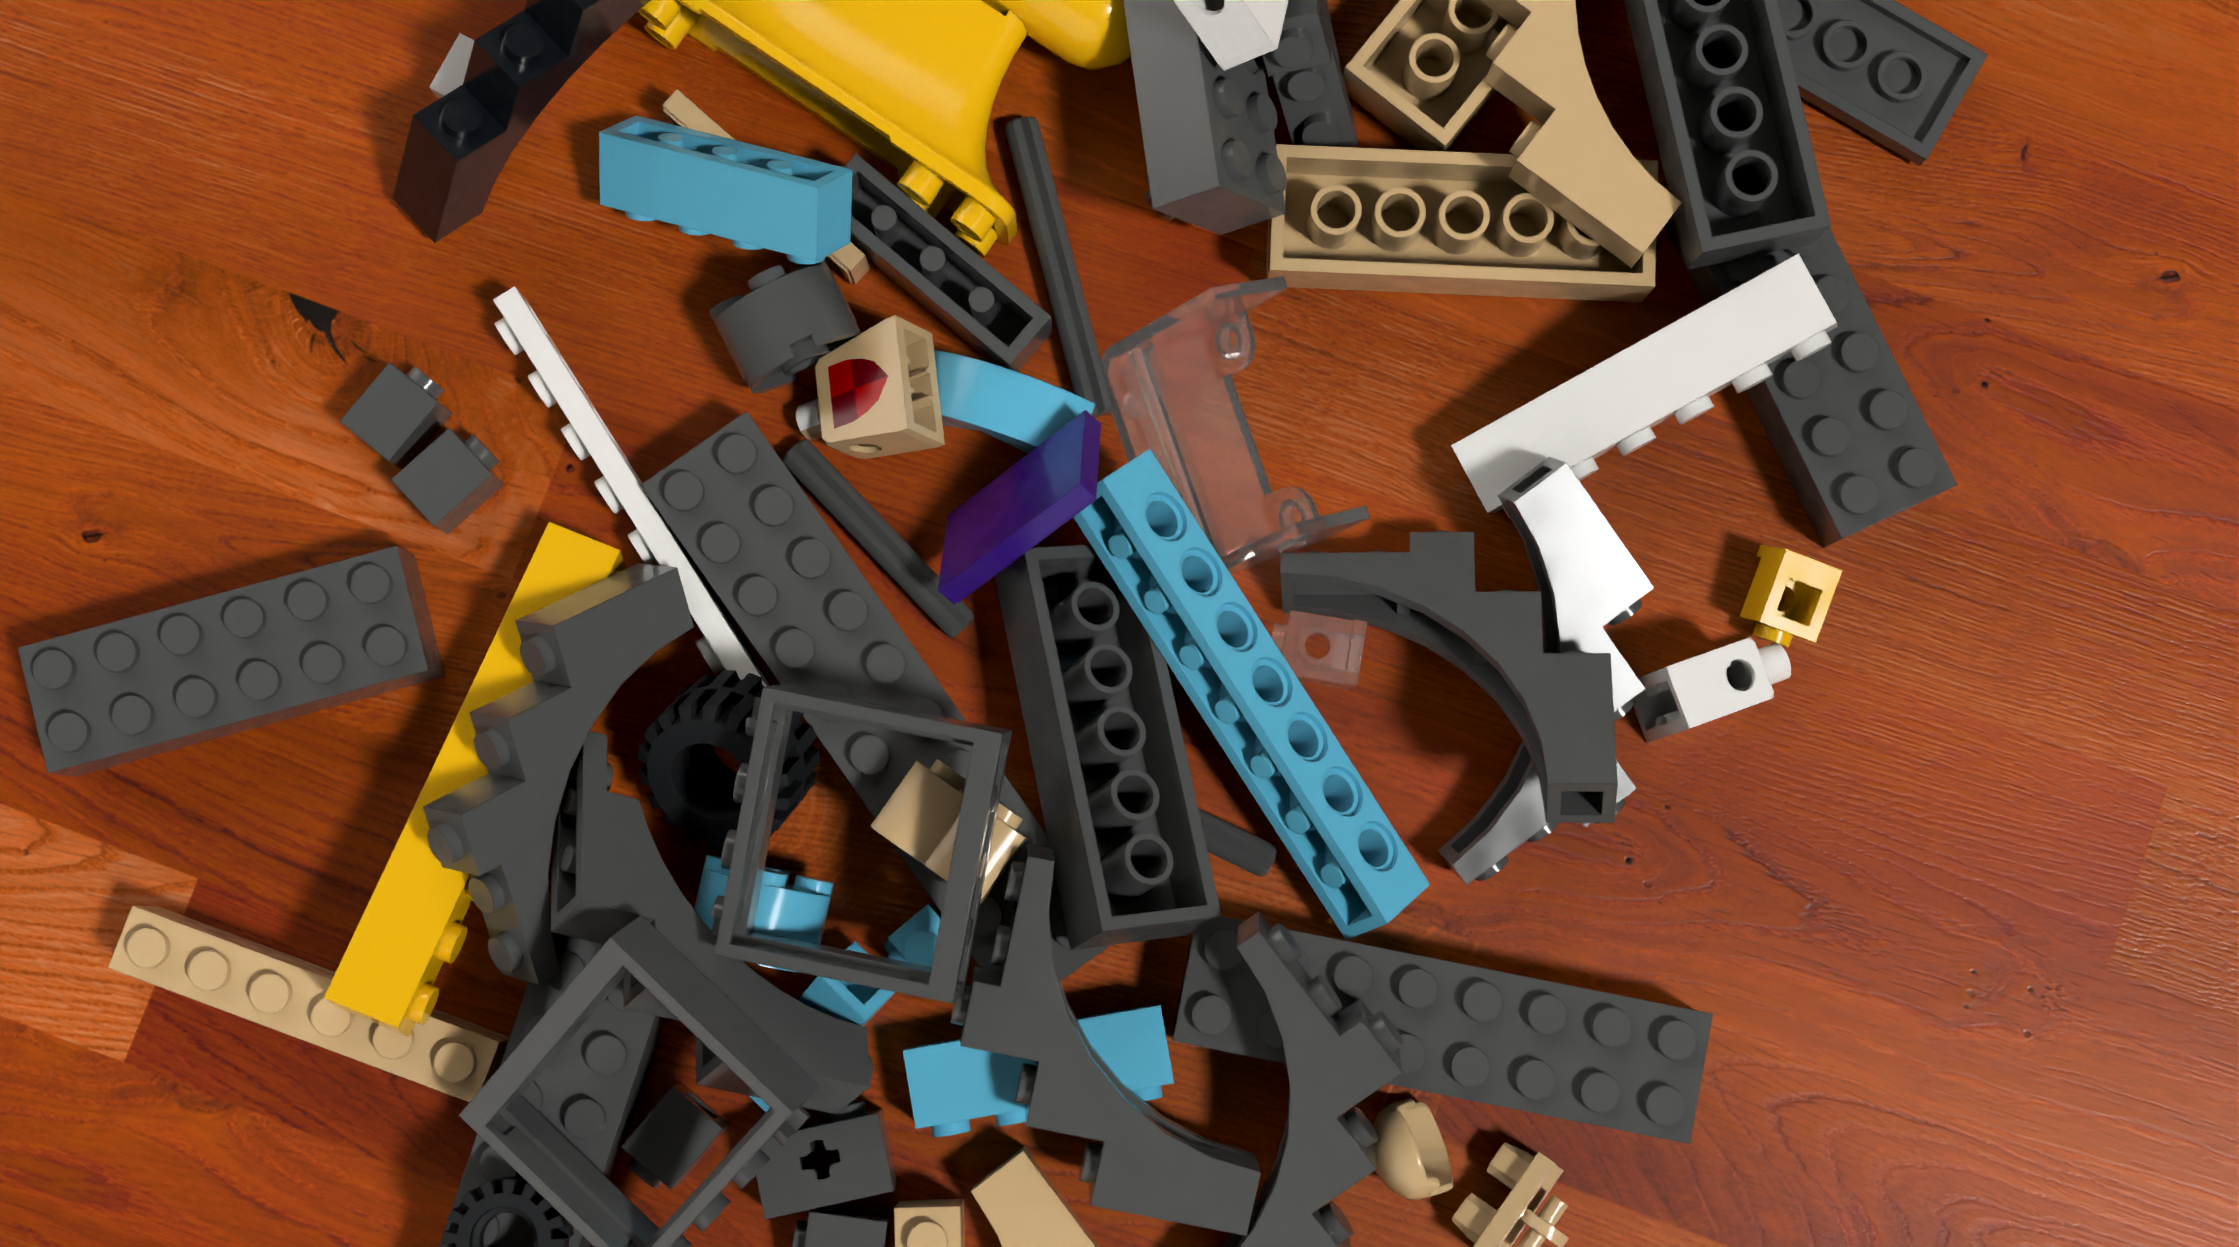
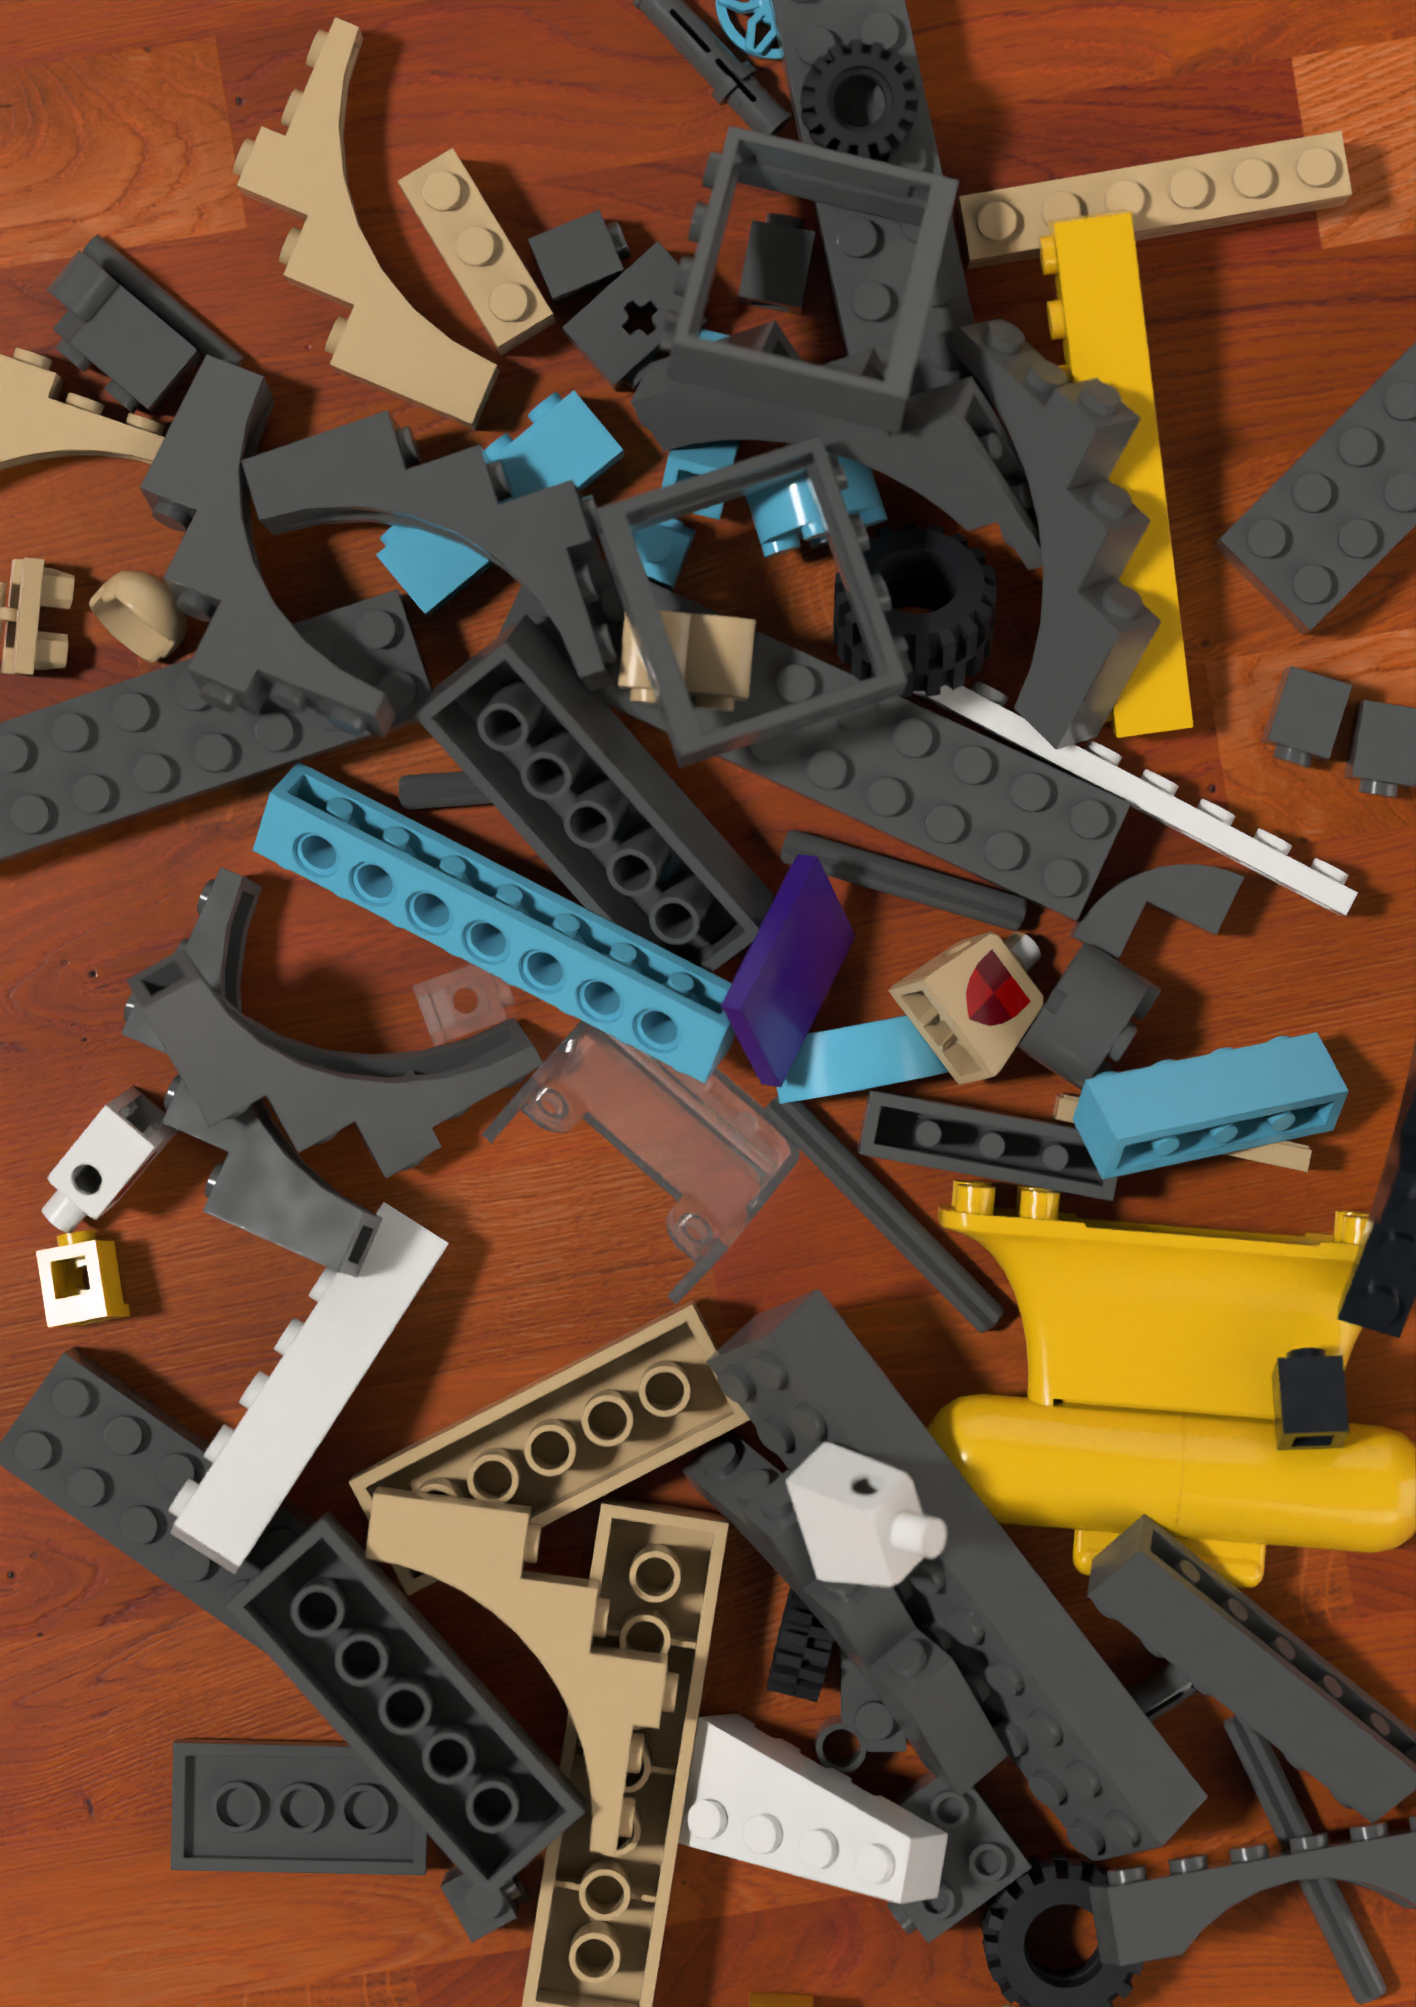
camera: 150 degrees right, 5 degrees up
(642, 390) = (1184, 891): none -> dark grey brick

